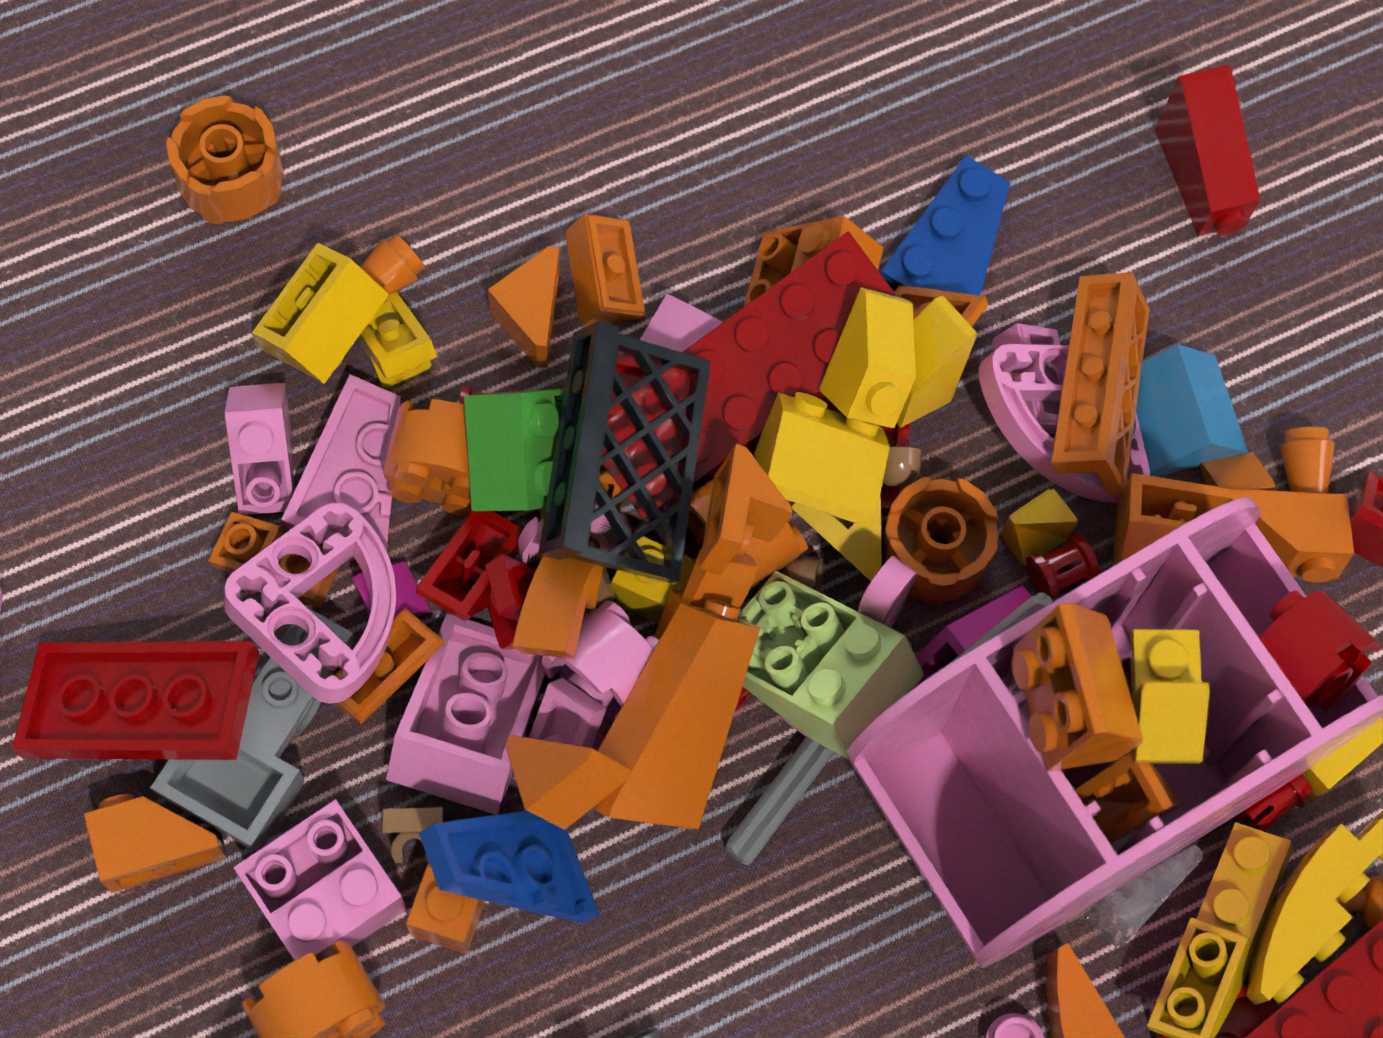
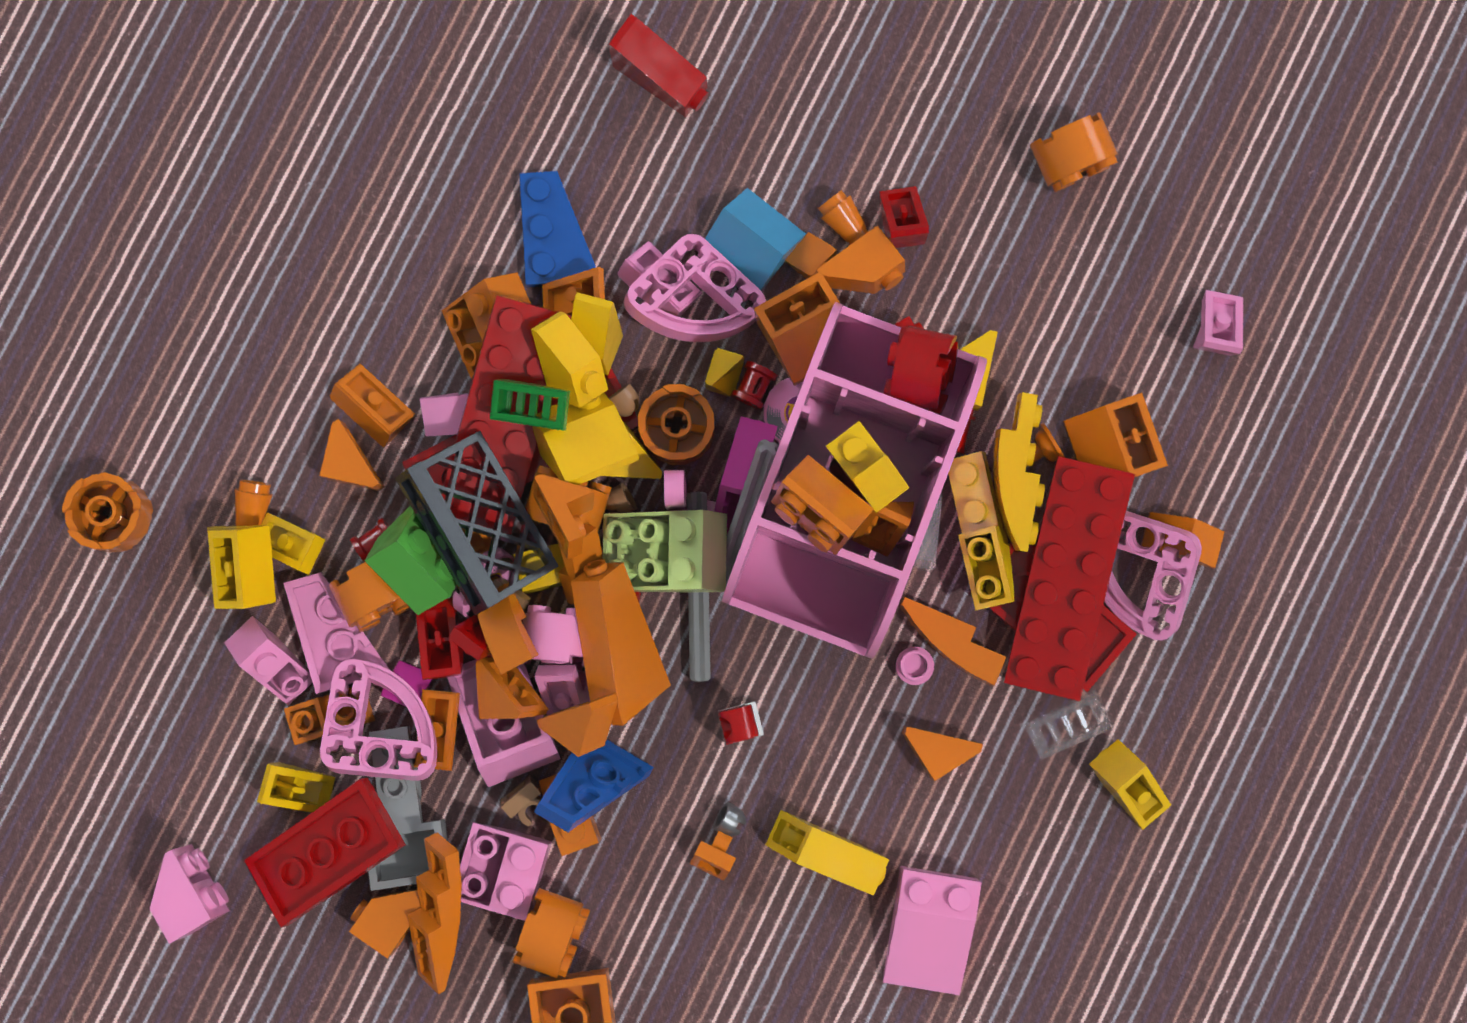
camera: 30 degrees left, 15 degrees up
(164, 600) = (294, 787): none -> yellow slope
(196, 882) = (437, 922): none -> orange slope
(497, 680) = (505, 694): none -> orange slope
(747, 939) = (740, 723): none -> red leg
(767, 341) = (502, 402): none -> green slope
(1102, 380) = (697, 262): orange fence -> none

